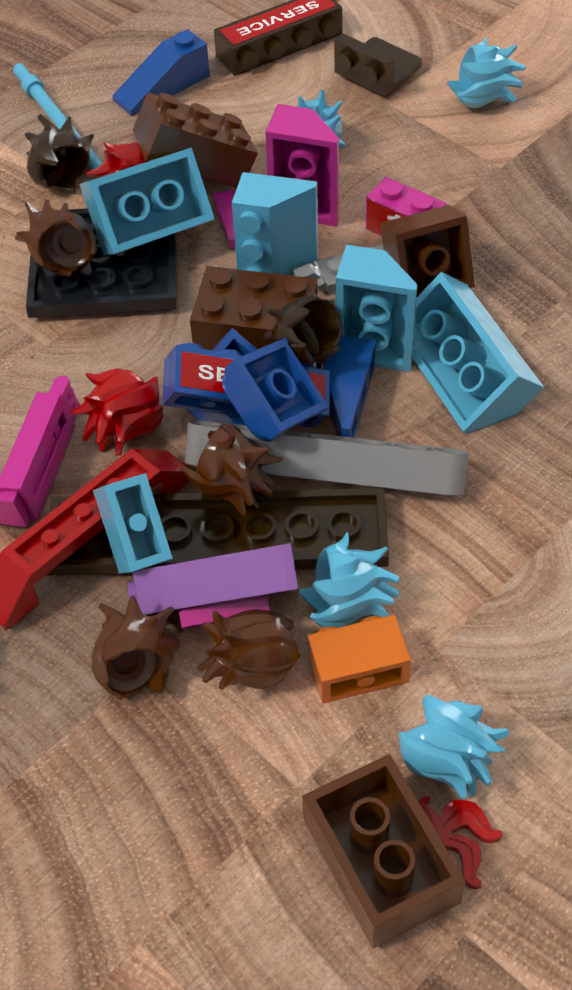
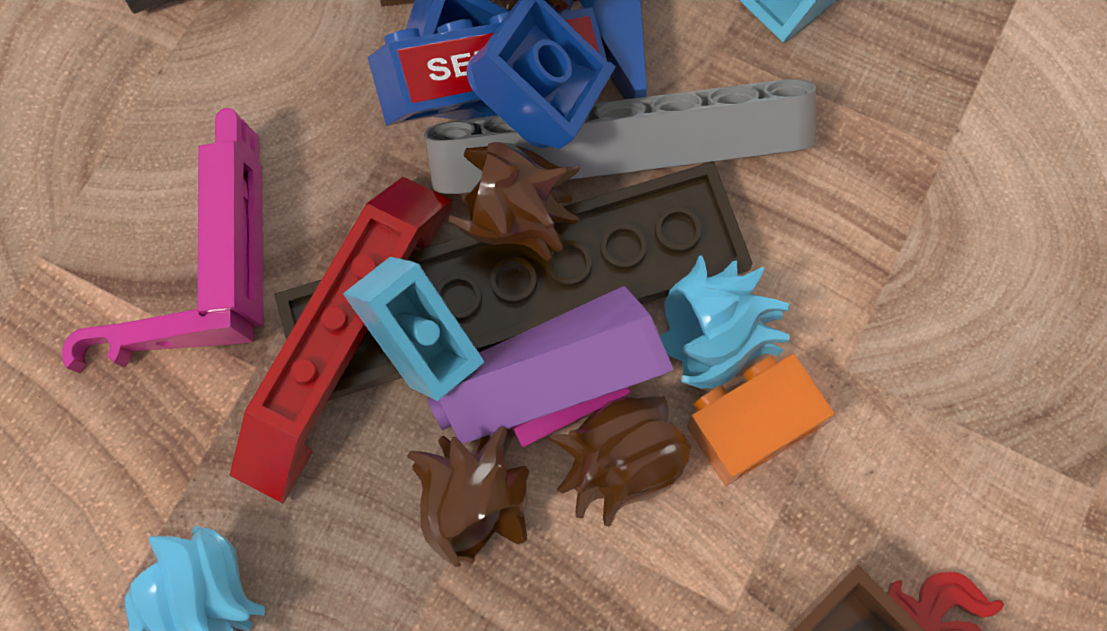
camera: 15 degrees left, 20 degrees up
(120, 408) = (321, 134): red hair -> none
(451, 745) = (922, 517): medium azure hair -> none

